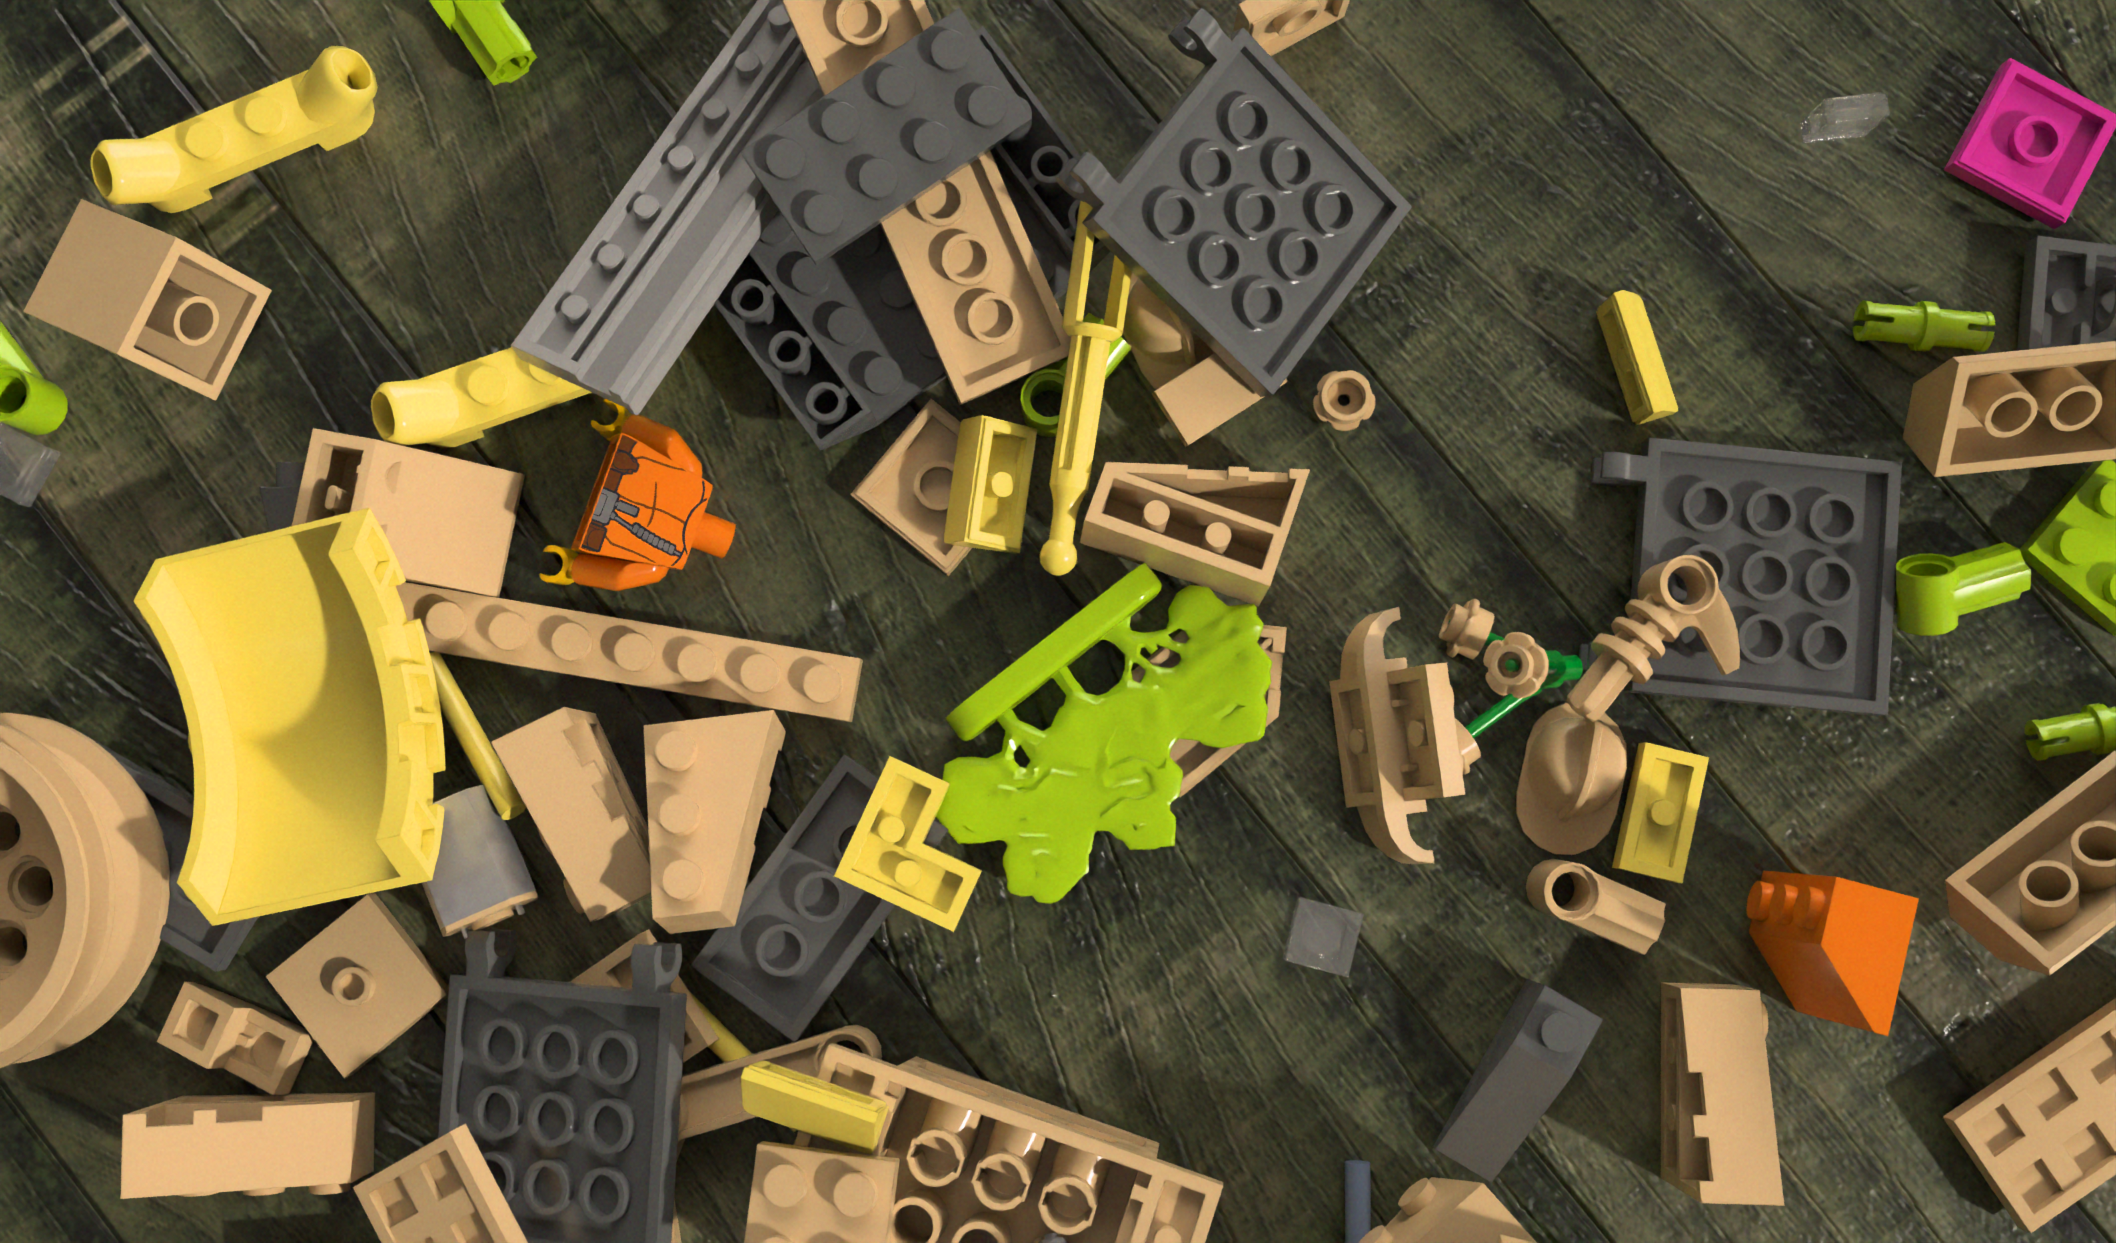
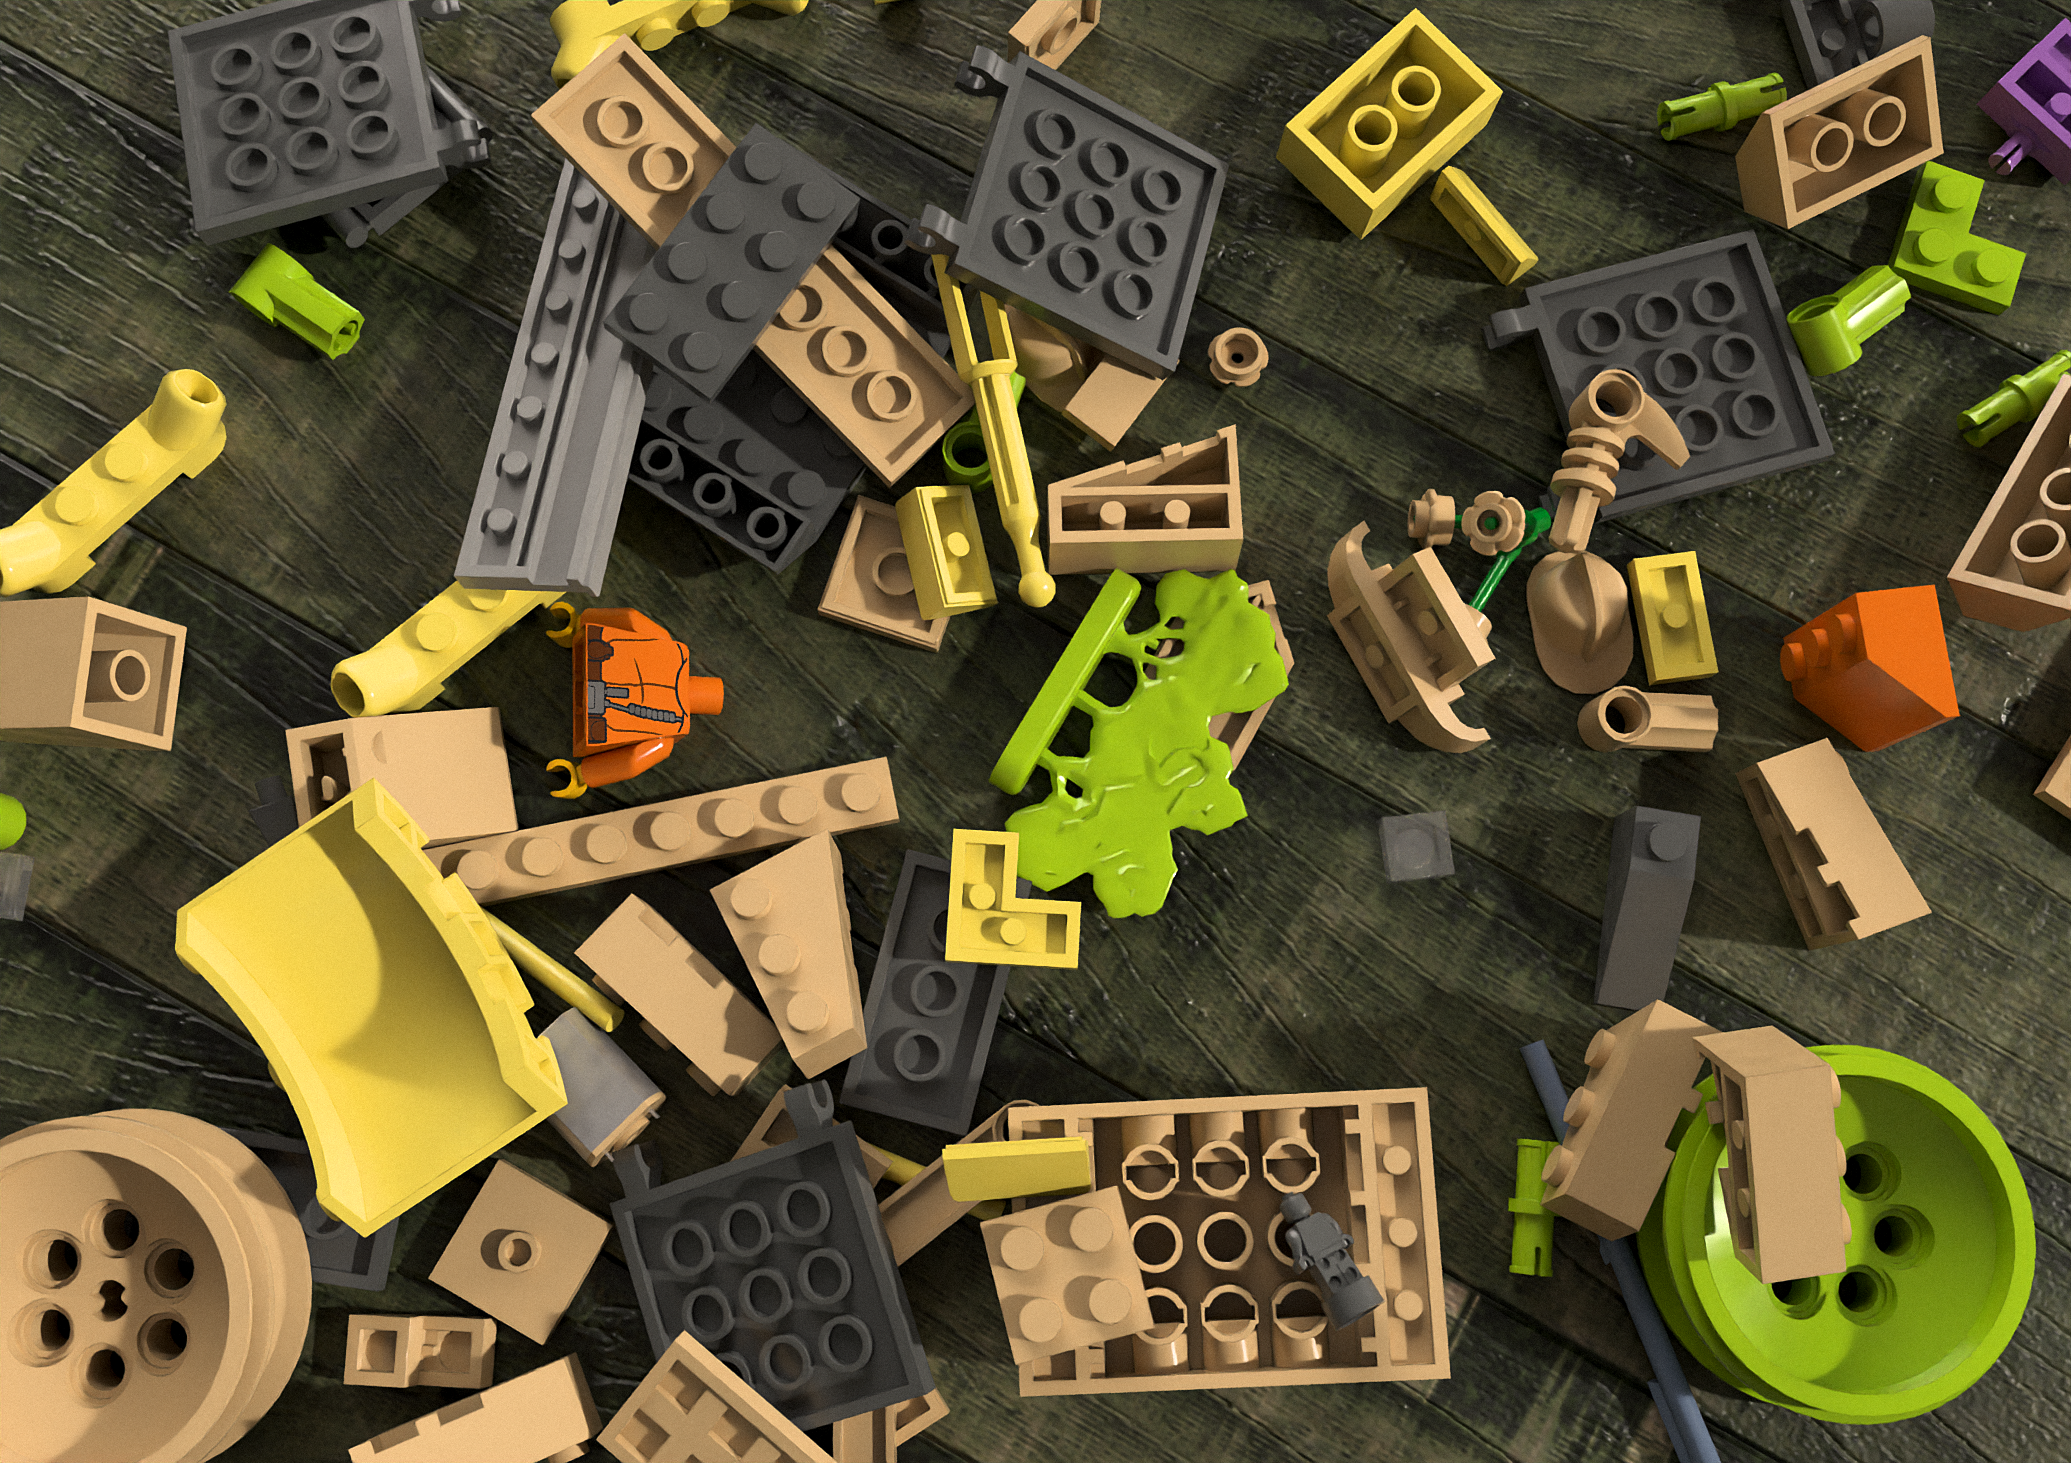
camera: 30 degrees left, 5 degrees down
(1582, 224) = (1388, 123): none -> light yellow brick

